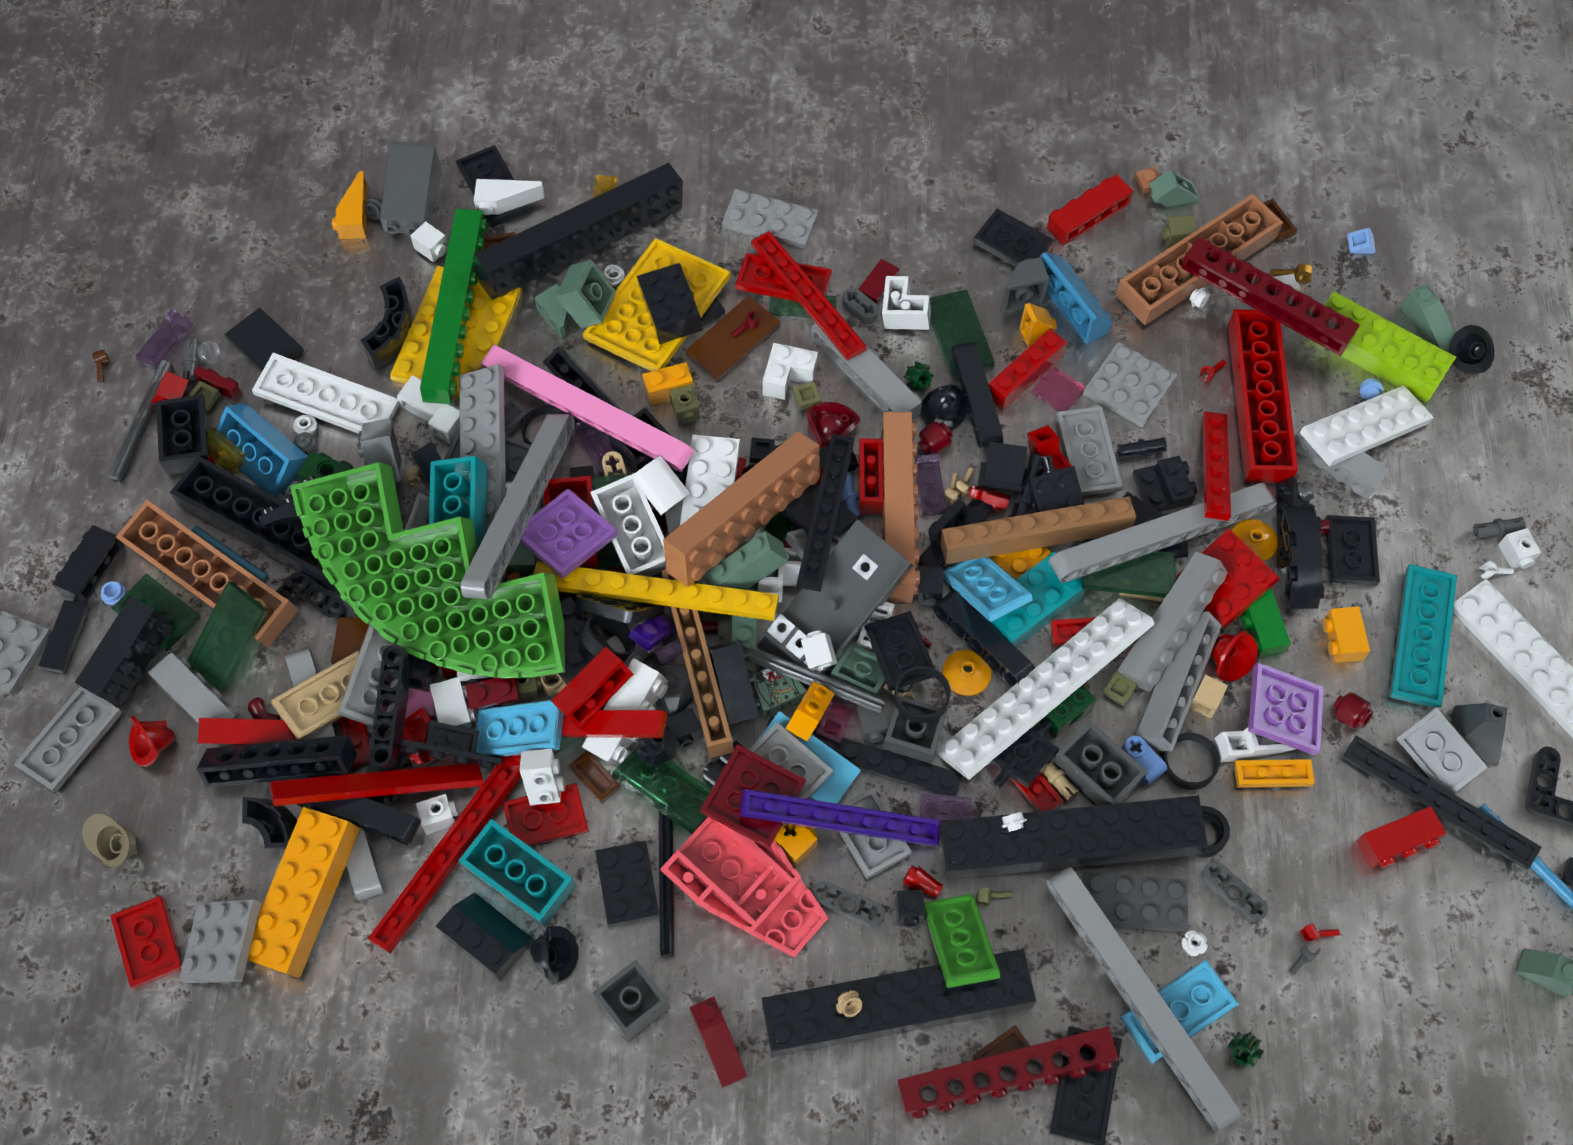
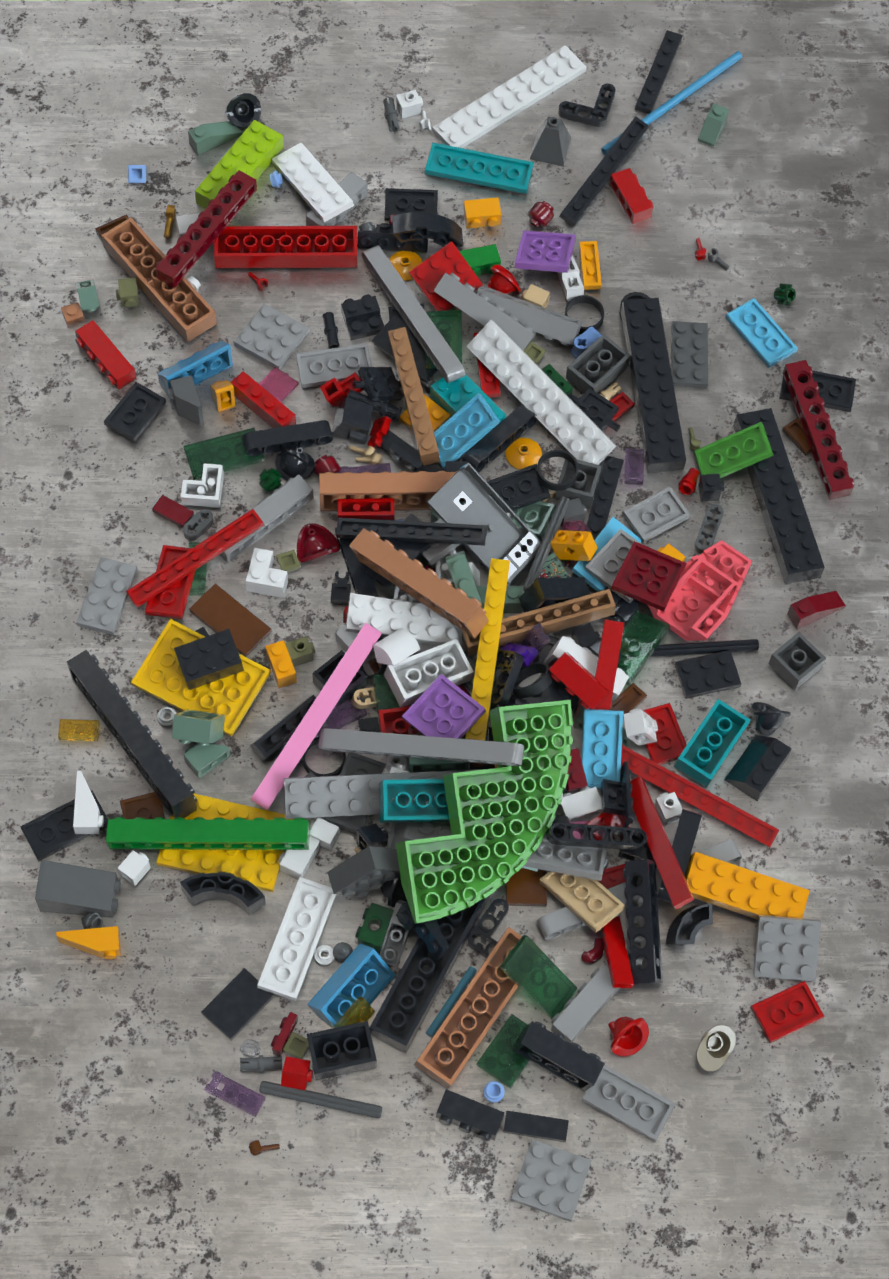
camera: 95 degrees left, 0 degrees up
(750, 323) = (220, 605): dark red hand -> none
(818, 650) = (529, 536): white brick -> none
(839, 817) = (657, 523): dark purple tile -> none
(849, 1003) = (790, 514): tan plate -> none
(1013, 821) = (651, 412): white plate -> none
(1144, 1000) = (757, 349): light grey beam -> none
(1194, 950) = (715, 324): white plate -> none
(1216, 466) = (350, 279): red plate -> none
(1254, 899) = (677, 288): dark grey beam -> none
(1442, 752) = (570, 164): light grey plate -> none

